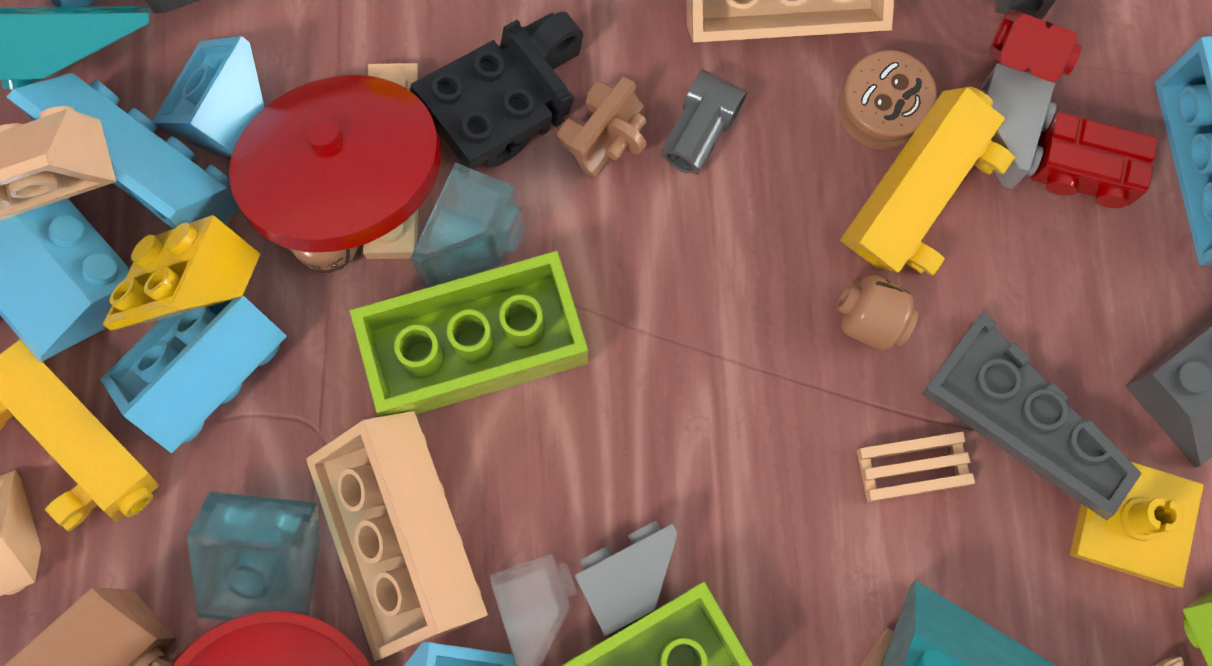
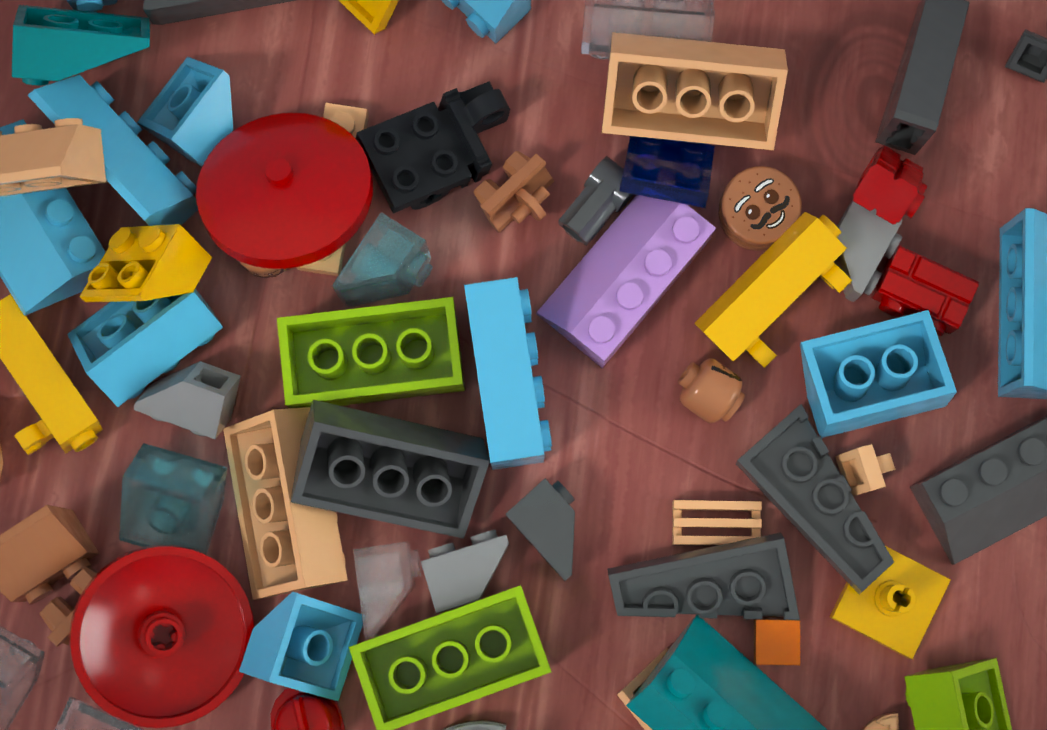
camera: 15 degrees right, 5 degrees up
(263, 428) = (193, 398): none -> light grey slope
(515, 470) = (389, 469): none -> dark grey slope
(636, 330) = (505, 374): none -> medium azure brick
(719, 505) = (548, 524): none -> dark grey slope
(750, 197) = (625, 275): none -> lavender slope
(777, 70) = (668, 170): none -> clear blue plate
(940, 533) = (727, 579): none -> dark grey wing
(1017, 597) = (776, 642): none -> orange tile
(1065, 259) = (876, 374): none -> medium azure slope
(1075, 371) = (864, 469): none -> light nougat tile

